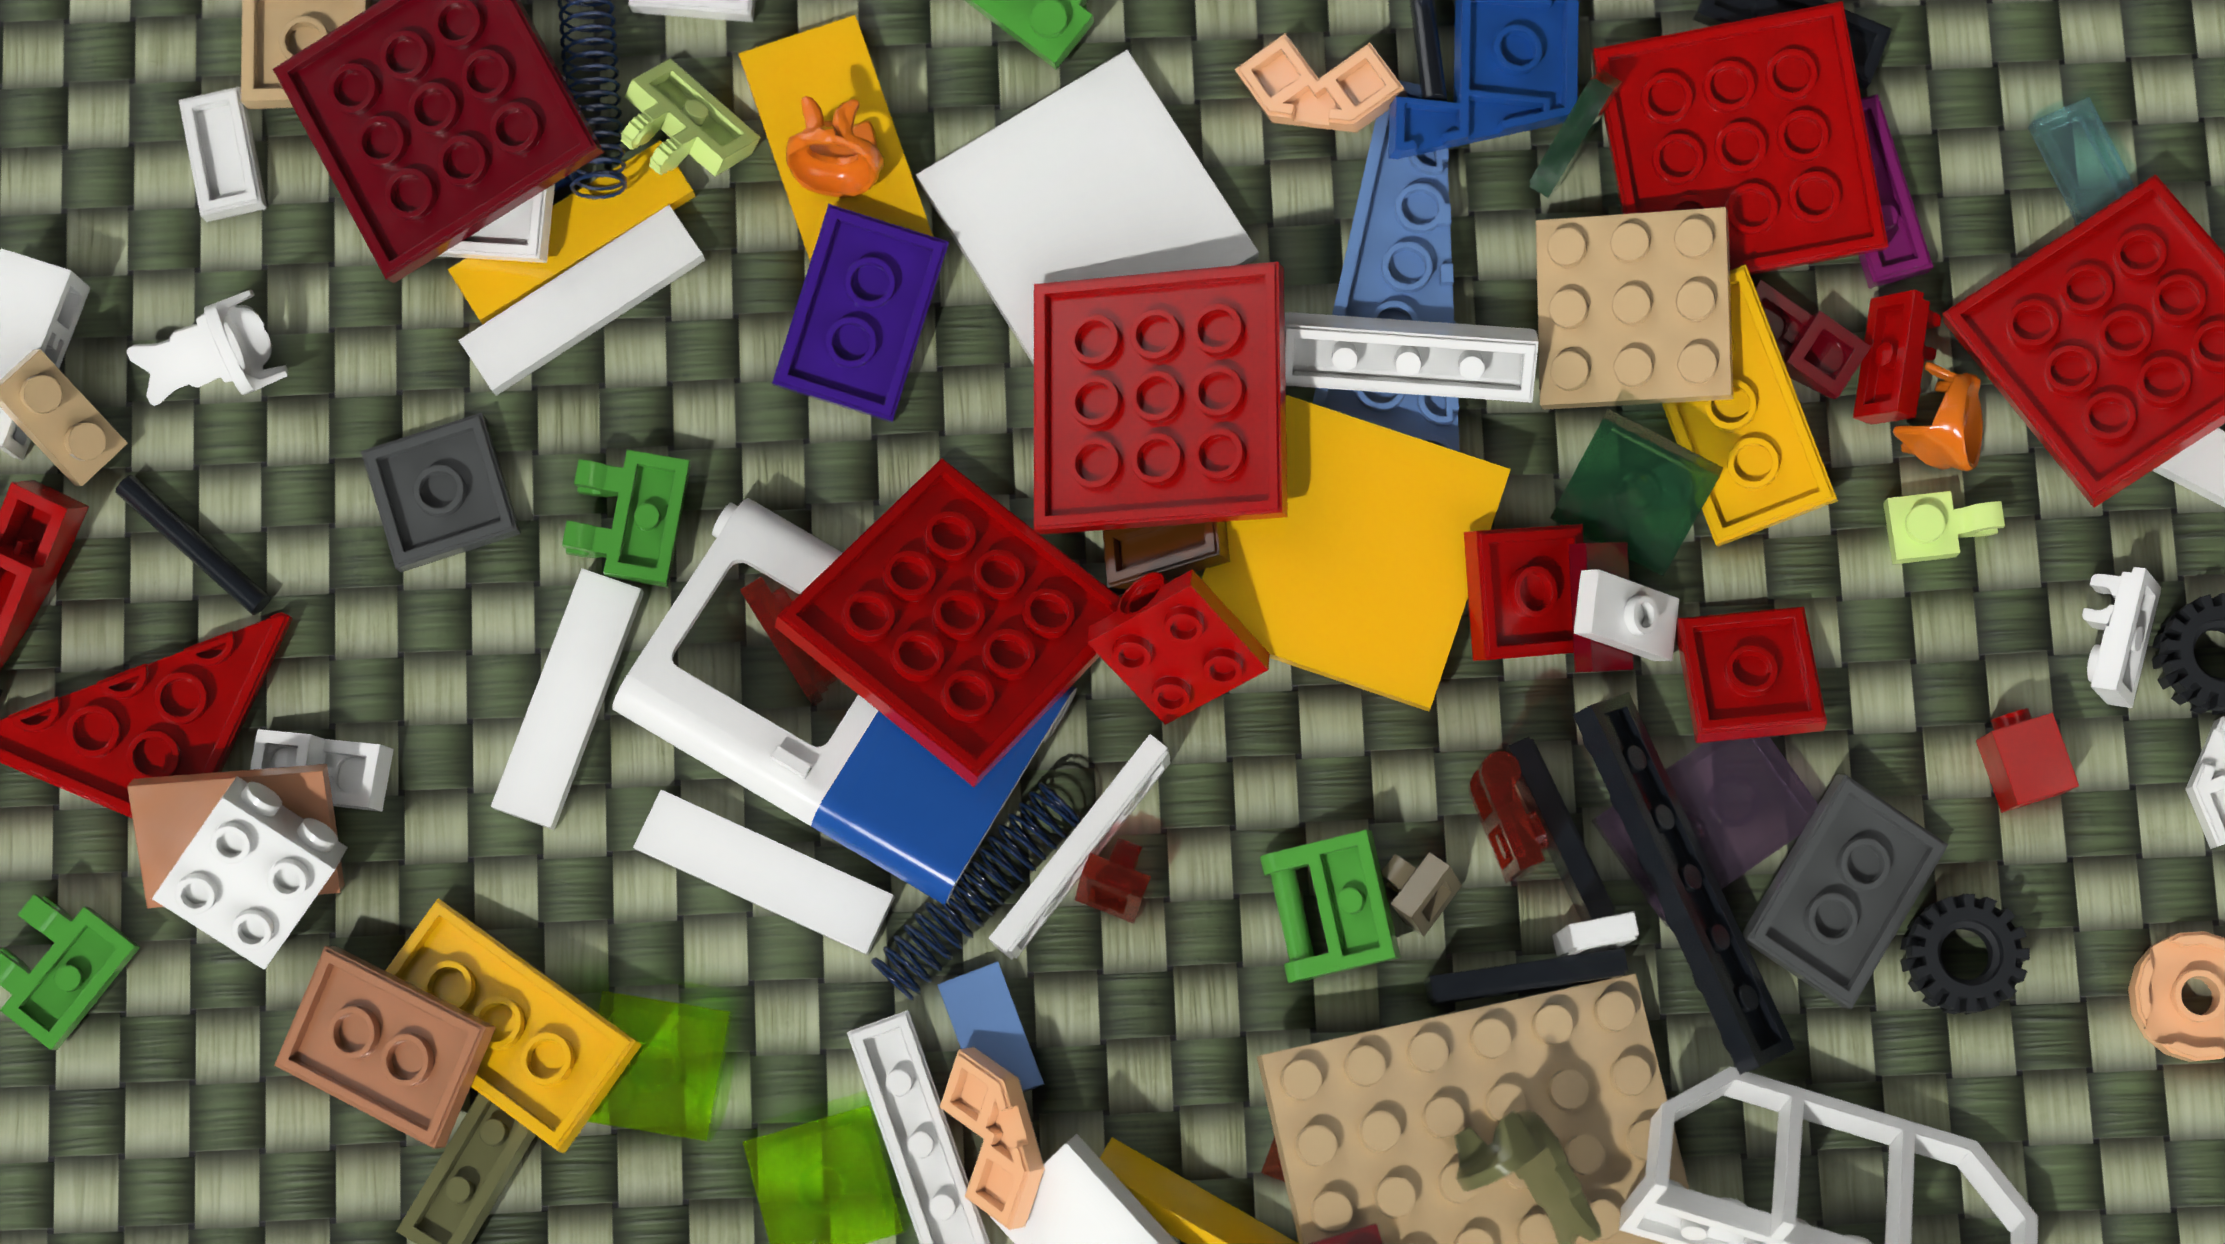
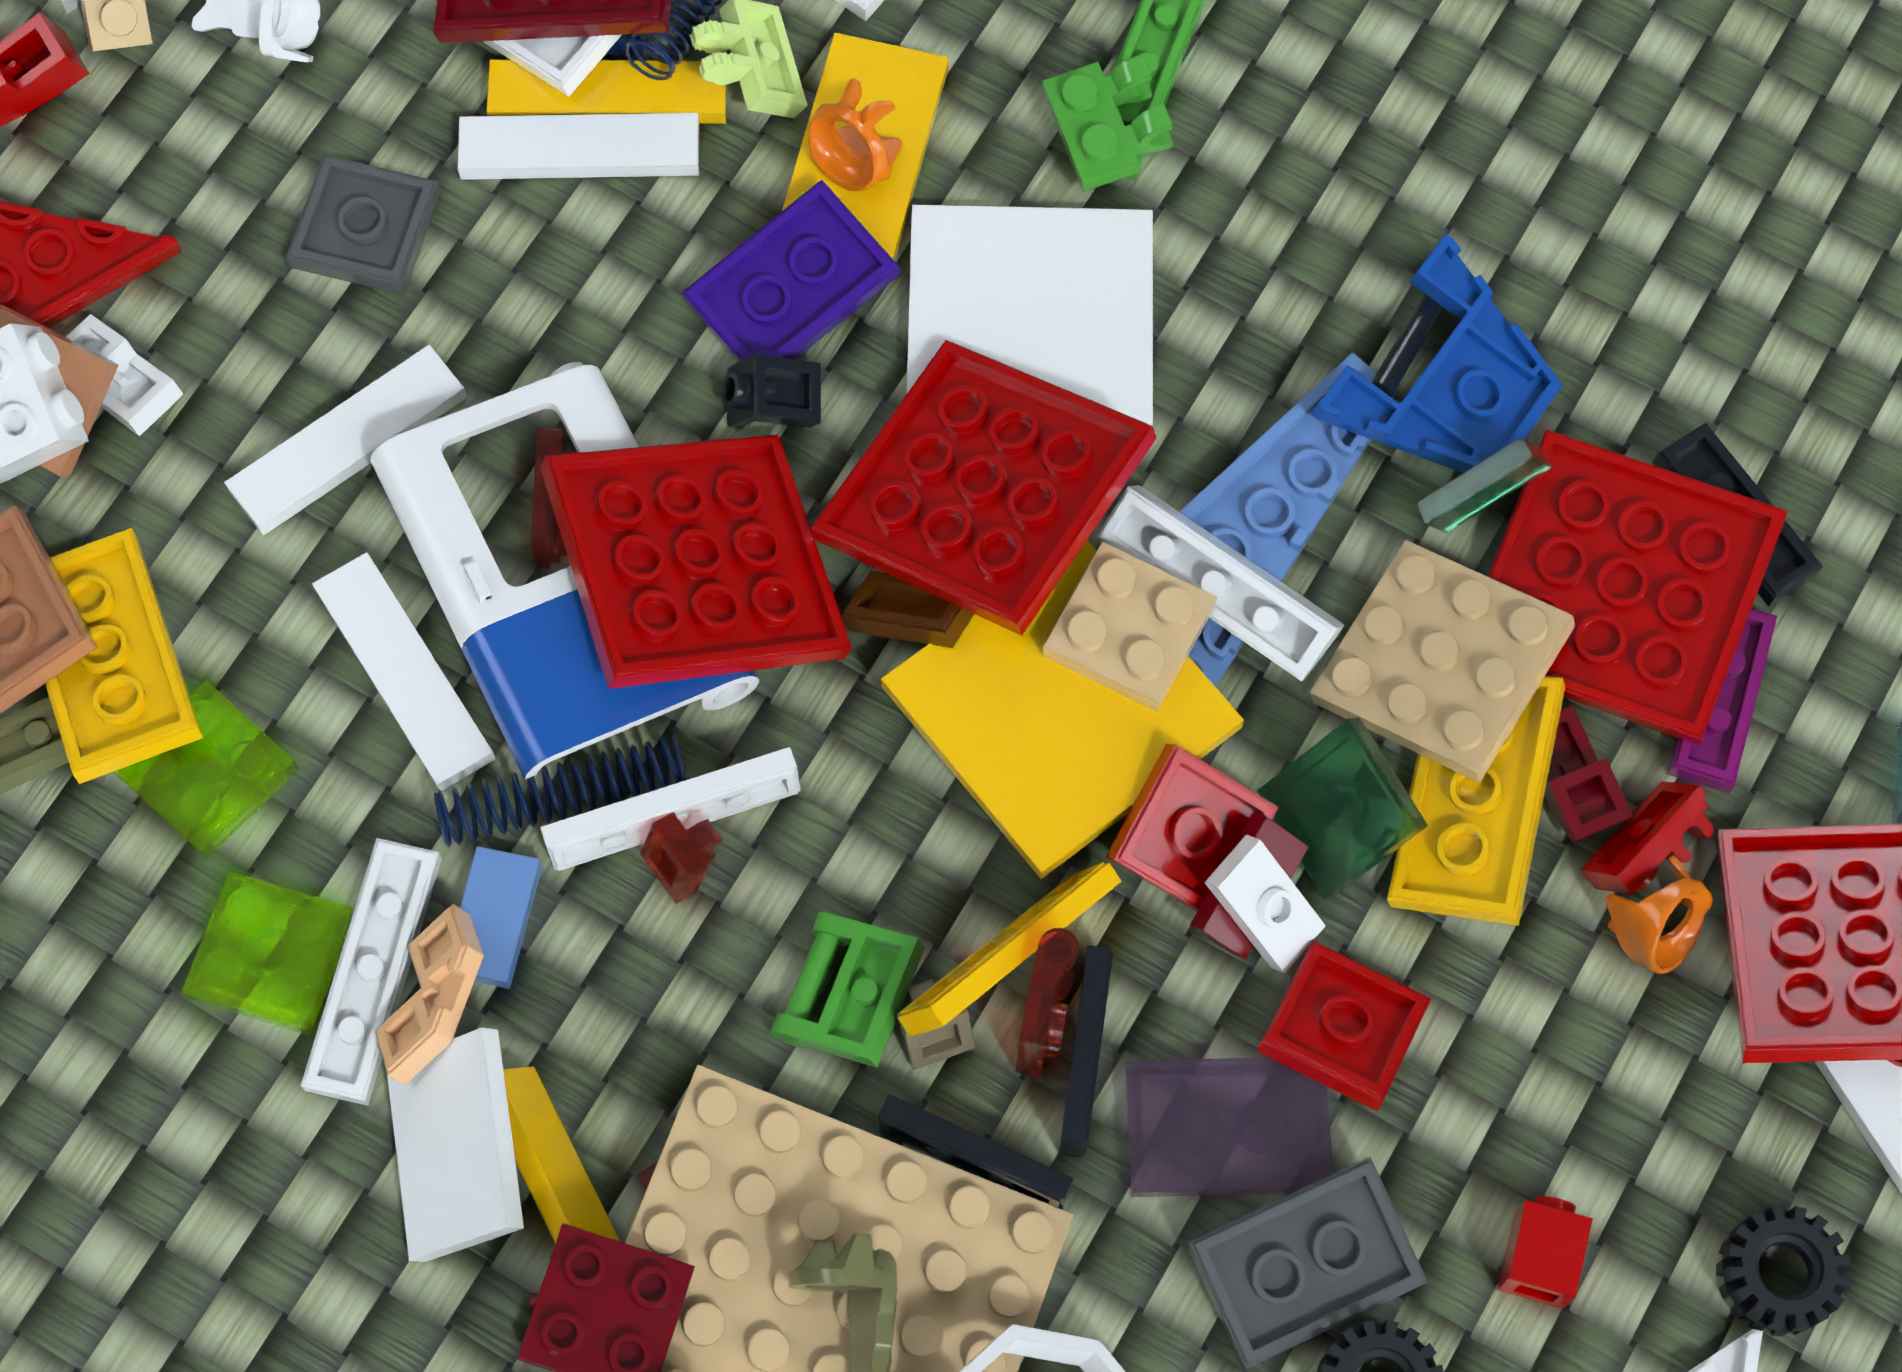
camera: 30 degrees right, 10 degrees down
(192, 544) = (145, 149): black bar -> none
(645, 516) = (507, 337): bright green plate -> none
(912, 424) = (773, 392): none -> black bracket
(1176, 644) = (861, 688): red plate -> none
(1339, 100) = (1302, 347): light nougat tile -> none
(1366, 448) = (1129, 626): none -> tan plate
(1449, 792) = (1007, 949): none -> yellow tile
(1596, 935) = (1056, 1147): white tile -> none
(1684, 883) = (1164, 1160): black plate -> none
(1929, 526) = (1589, 1001): yellowish green plate -> none
(2127, 627) = (1706, 1200): white plate -> none

